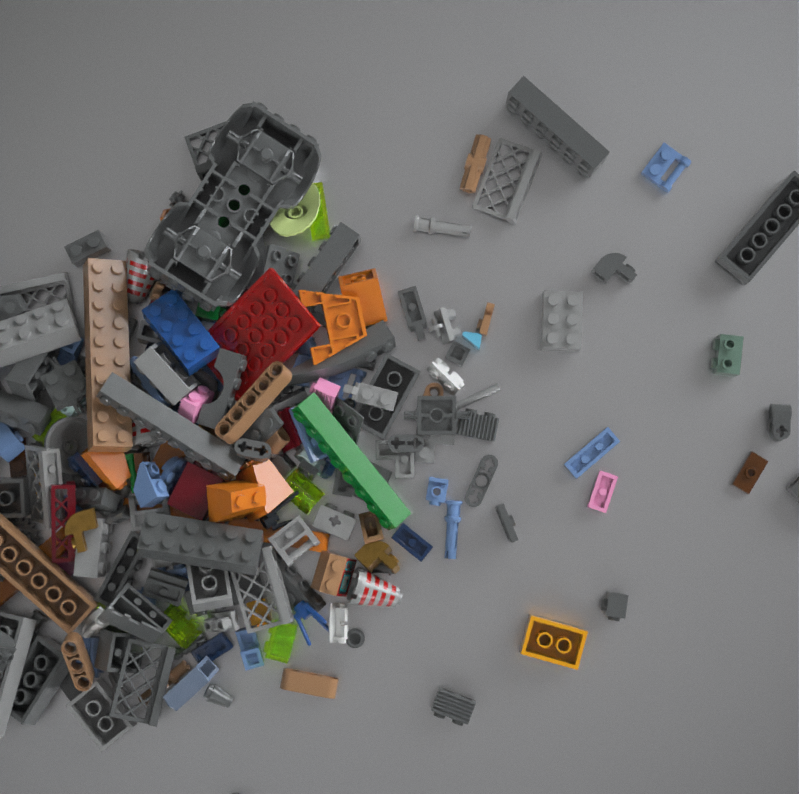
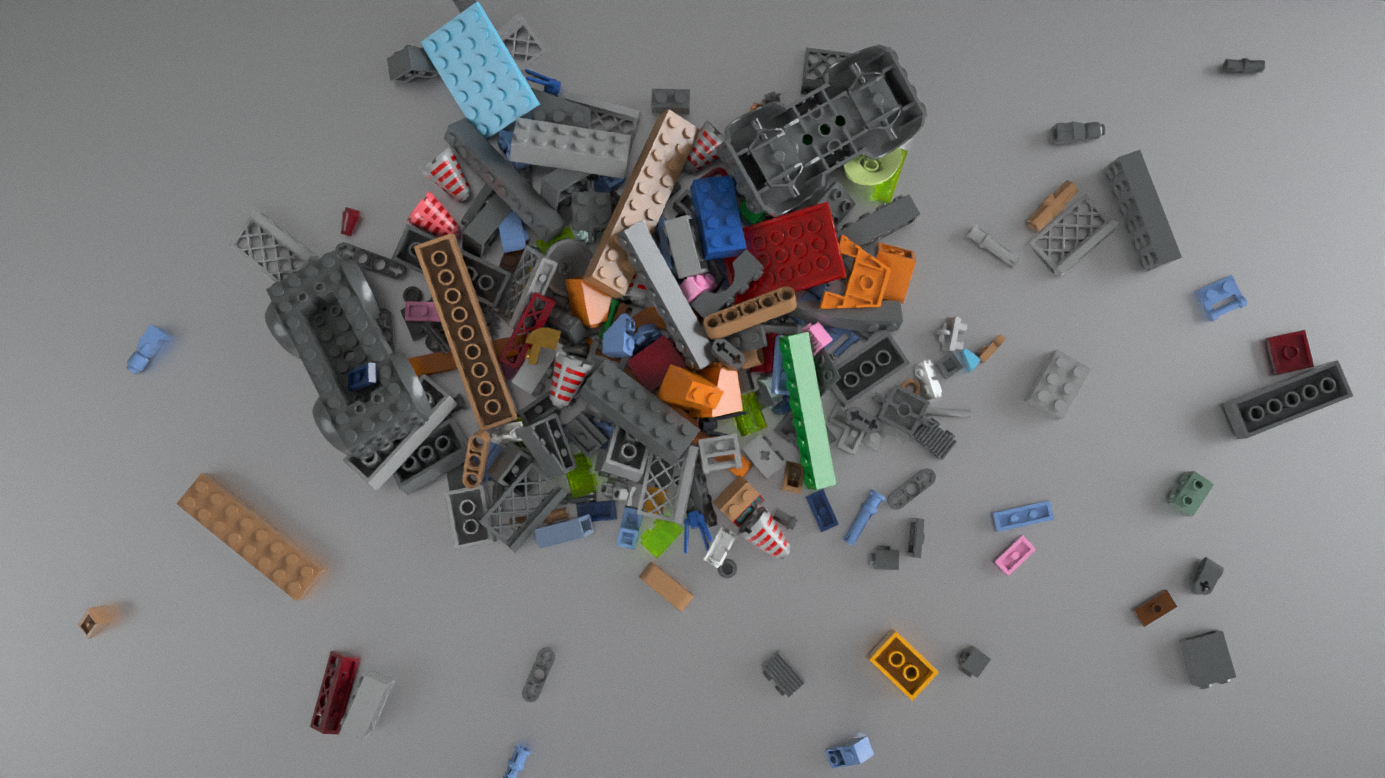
camera: 20 degrees right, 0 degrees up
(80, 466) = (566, 288): dark blue plate -> none
(121, 545) = (567, 377): none -> light grey cone
(158, 291) = (713, 171): medium nougat plate -> none
(217, 696) = (579, 554): dark grey cone -> none
(372, 395) = (856, 362): light grey hinge -> none
(374, 553) = (786, 502): pearl gold brick -> none
(413, 311) = (929, 307): dark grey hinge -> none
(434, 483) = (868, 468): medium blue brick -> none
(462, 87) = (1075, 131): none -> dark grey piece
(489, 555) = (885, 558): none -> dark grey brick
(548, 744) = (849, 752): none -> medium blue slope
(613, 263) = (1130, 359): dark grey brick -> none
(750, 184) = (1289, 352): none -> dark red plate

